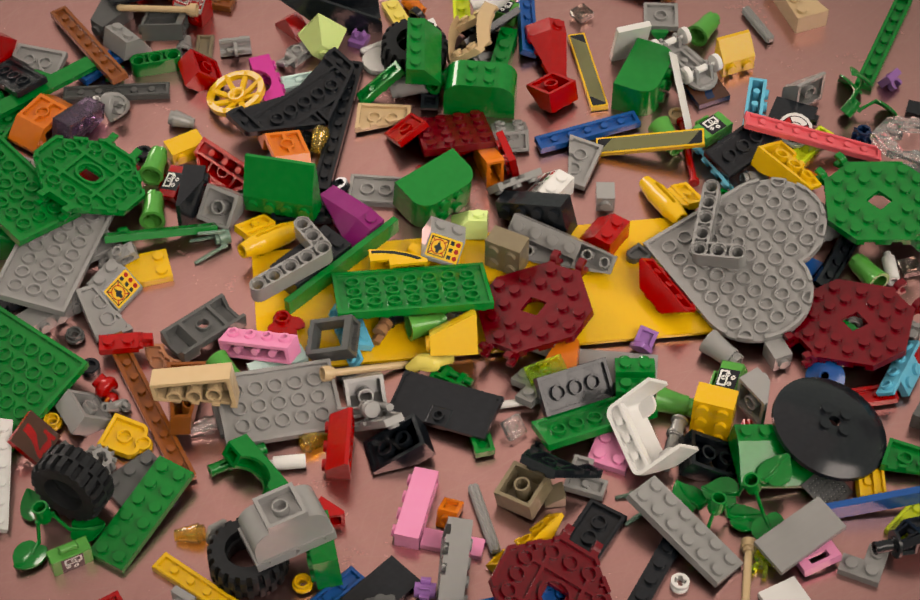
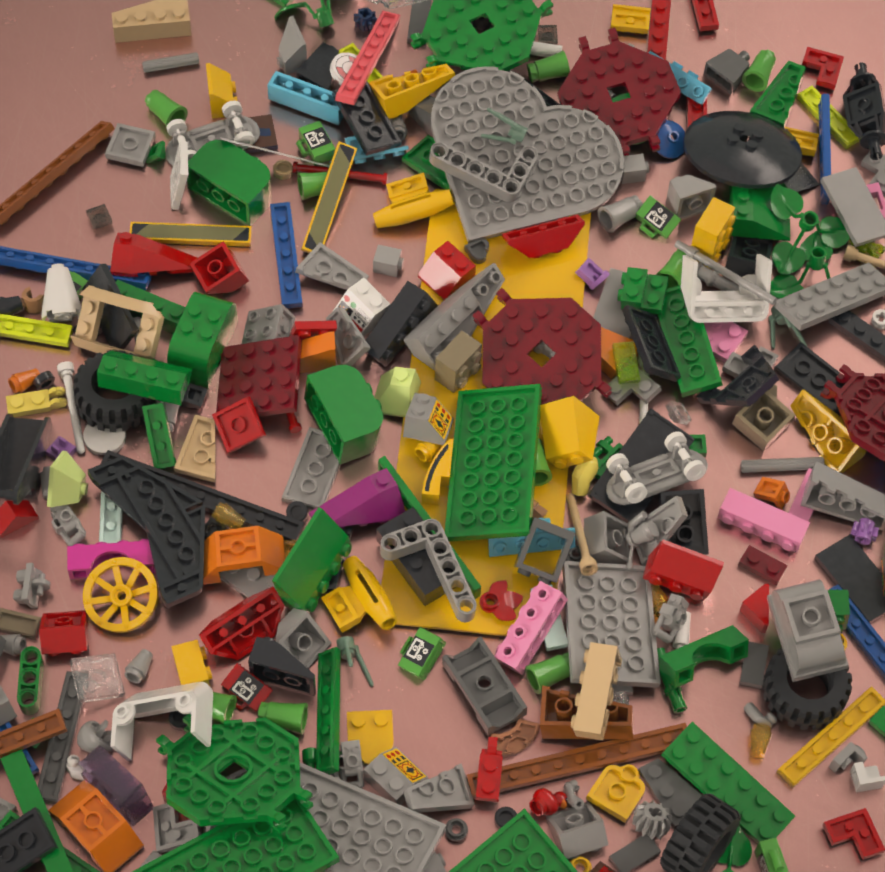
camera: 80 degrees left, 10 degrees up
(130, 131) = (187, 699): none -> white windscreen
(165, 97) = (97, 677): none -> clear plate
(229, 285) = (421, 653): none -> bright green piece
(293, 444) = (671, 617): none -> light grey piece
(372, 517) = (762, 565): none -> dark red plate
(433, 410) = (656, 474): none -> light grey piece
(686, 406) = (695, 253): none -> light grey bar
(761, 242) = (516, 131): none -> sand green plant

